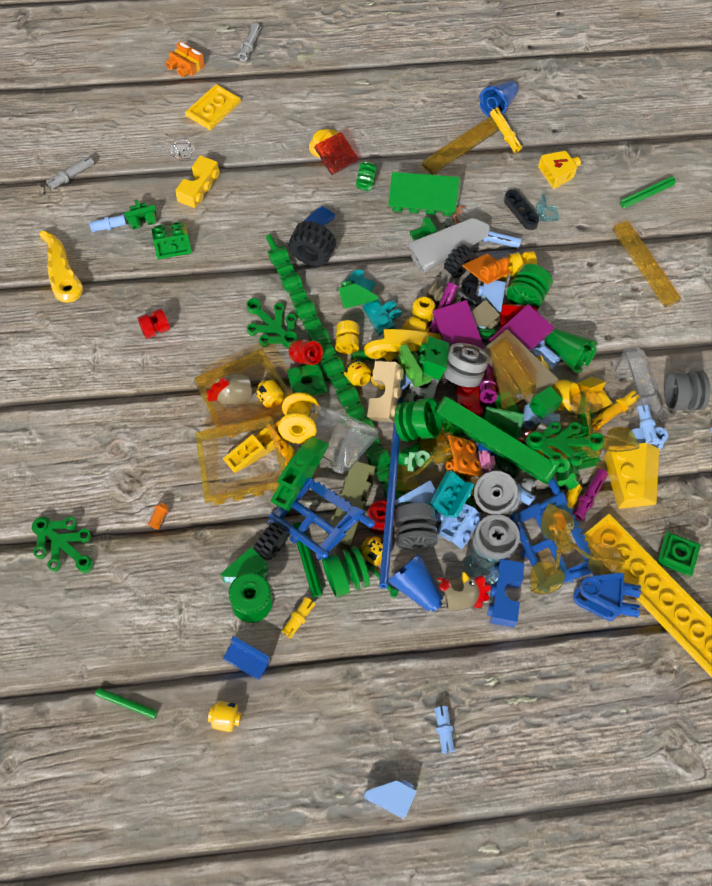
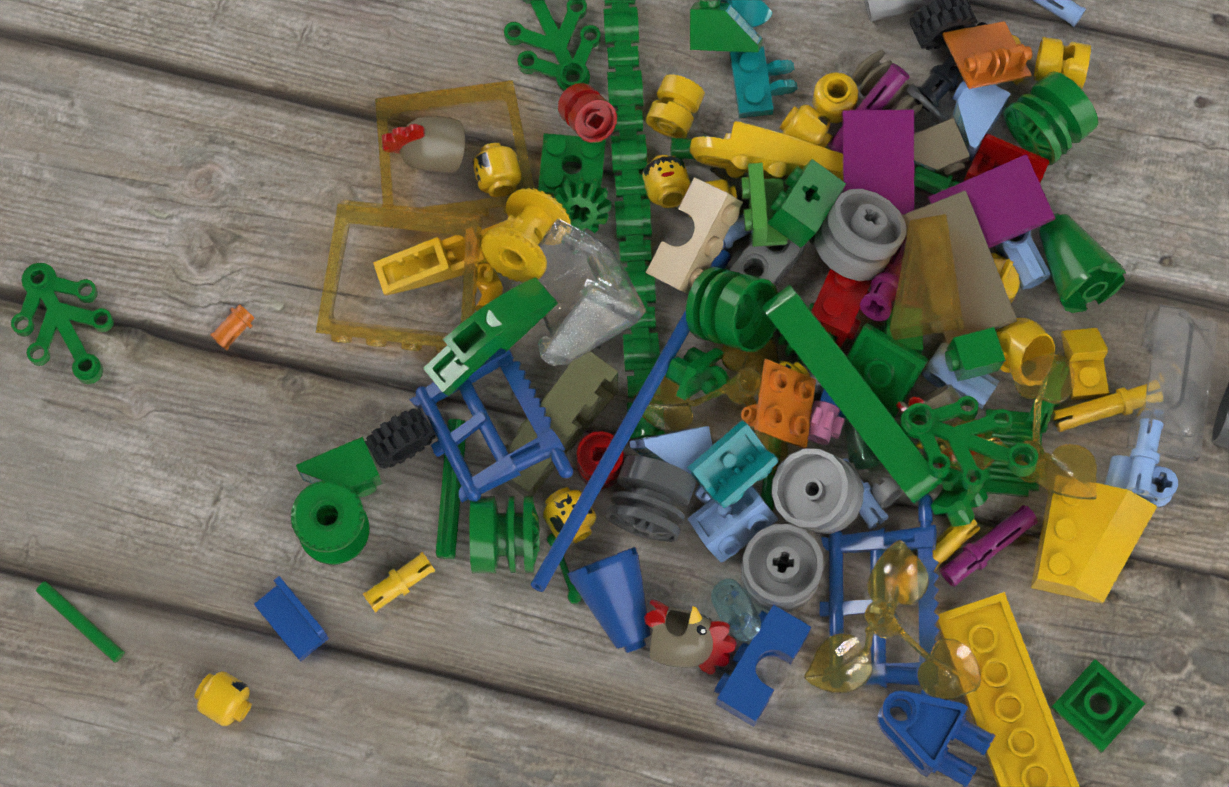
camera: 25 degrees right, 10 degrees up
(322, 390) = (591, 202): none -> green gear

